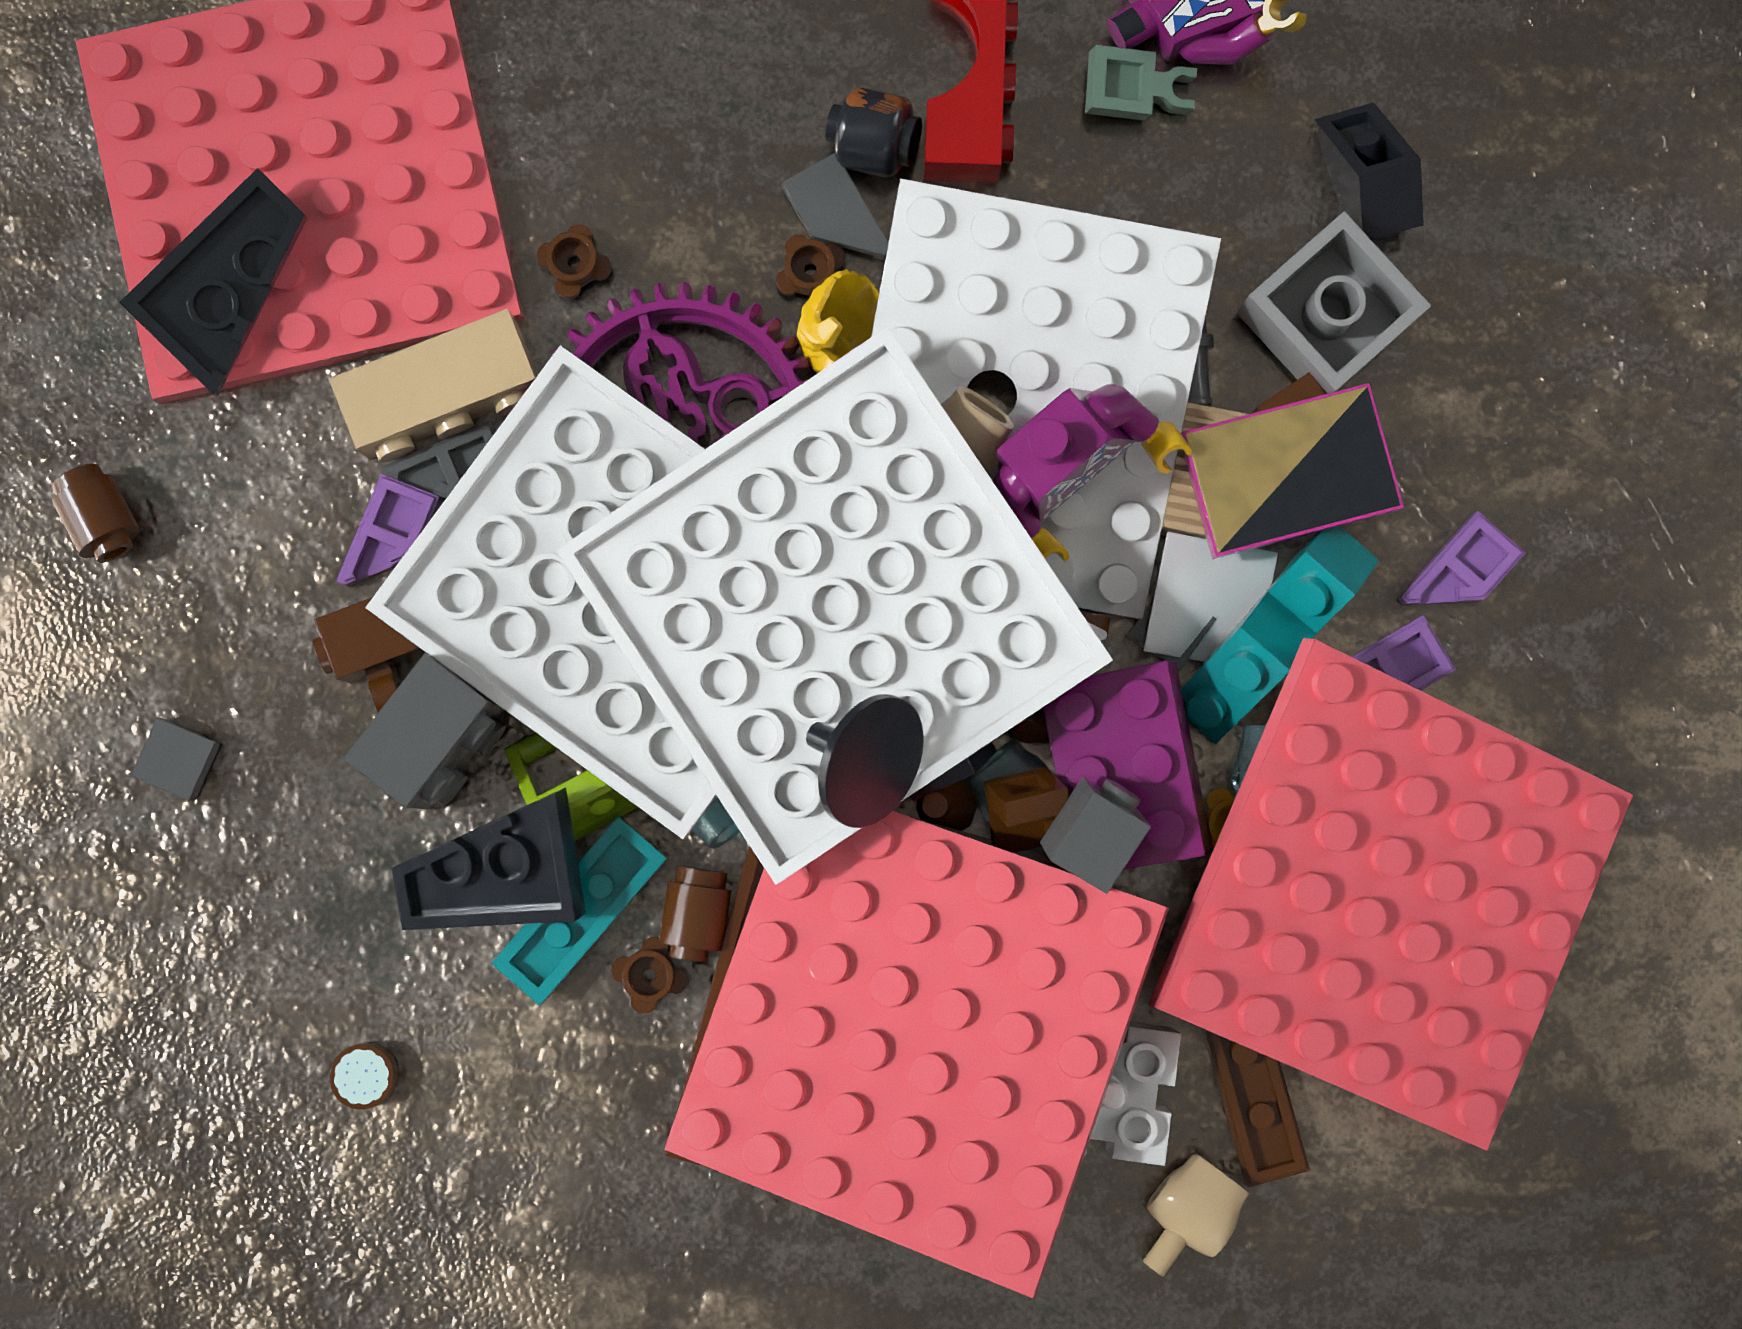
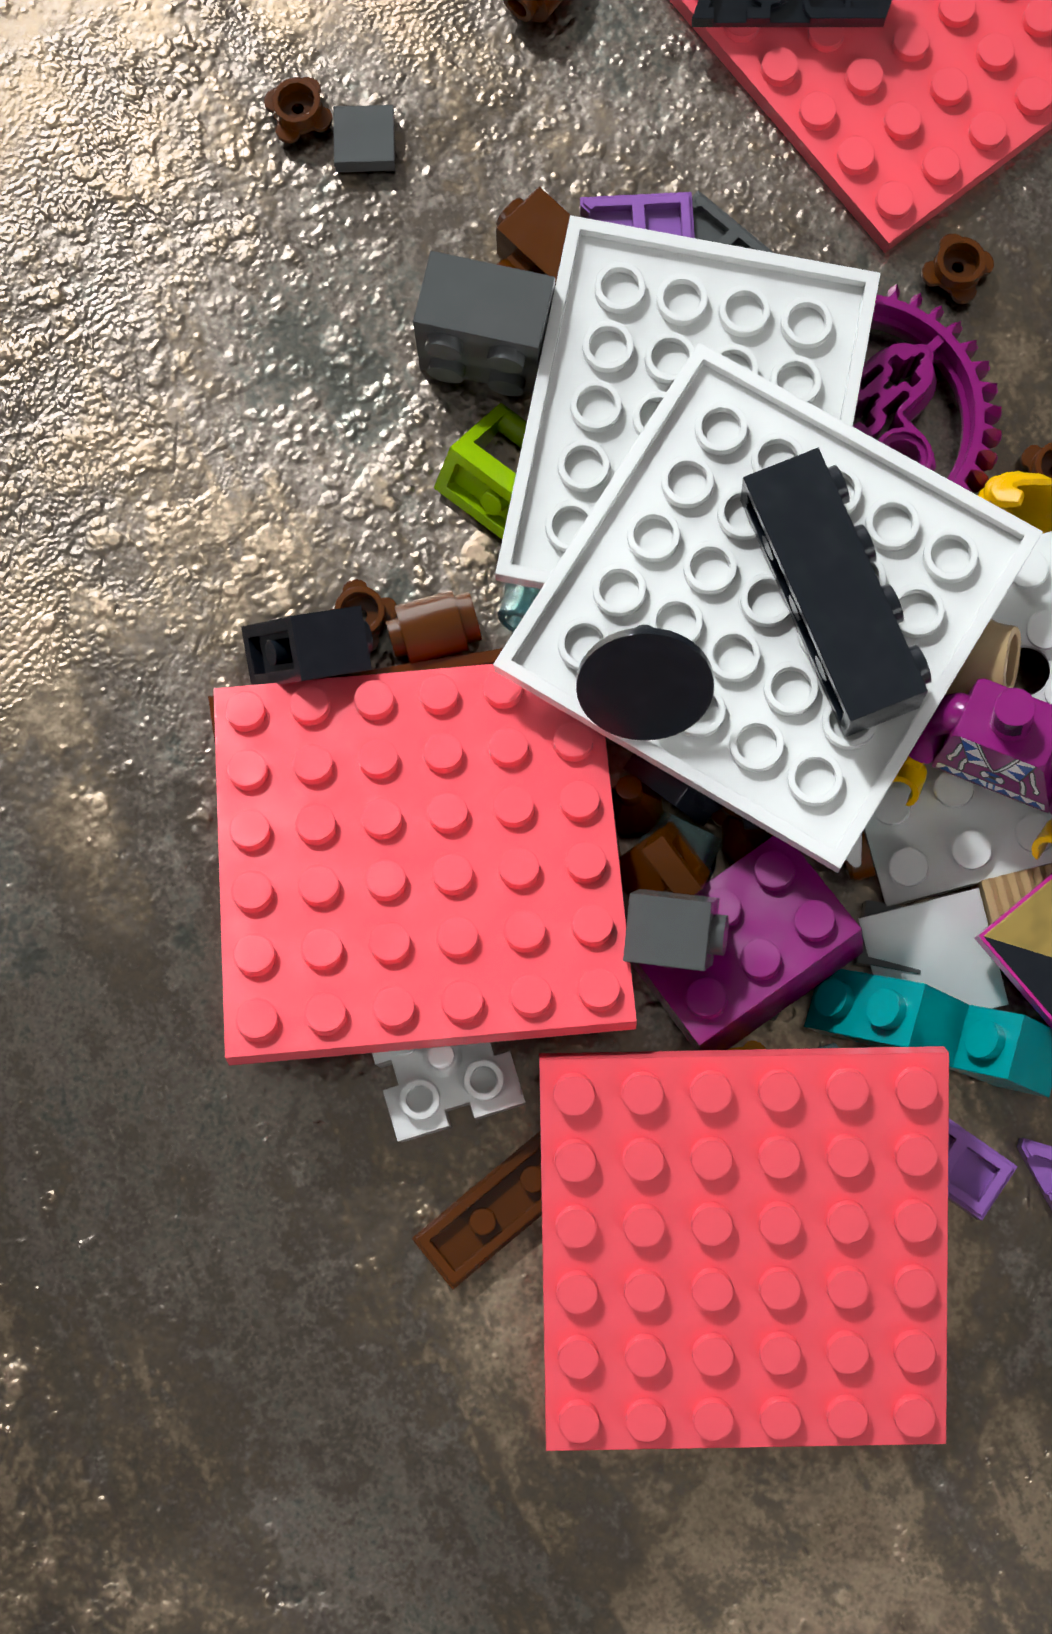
camera: 65 degrees right, 5 degrees down
(97, 810) = (292, 94): none -> reddish brown plate
(363, 1075) = (163, 414): light aqua tile -> none
(435, 386) = (788, 195): tan brick -> none
(497, 874) = (391, 438): black wing -> none
(610, 879) = (390, 529): teal plate -> none
(665, 1042) = (308, 646): none -> black slope
(859, 545) = (834, 591): none -> black brick
(1196, 1210) = (369, 1198): tan piece -> none

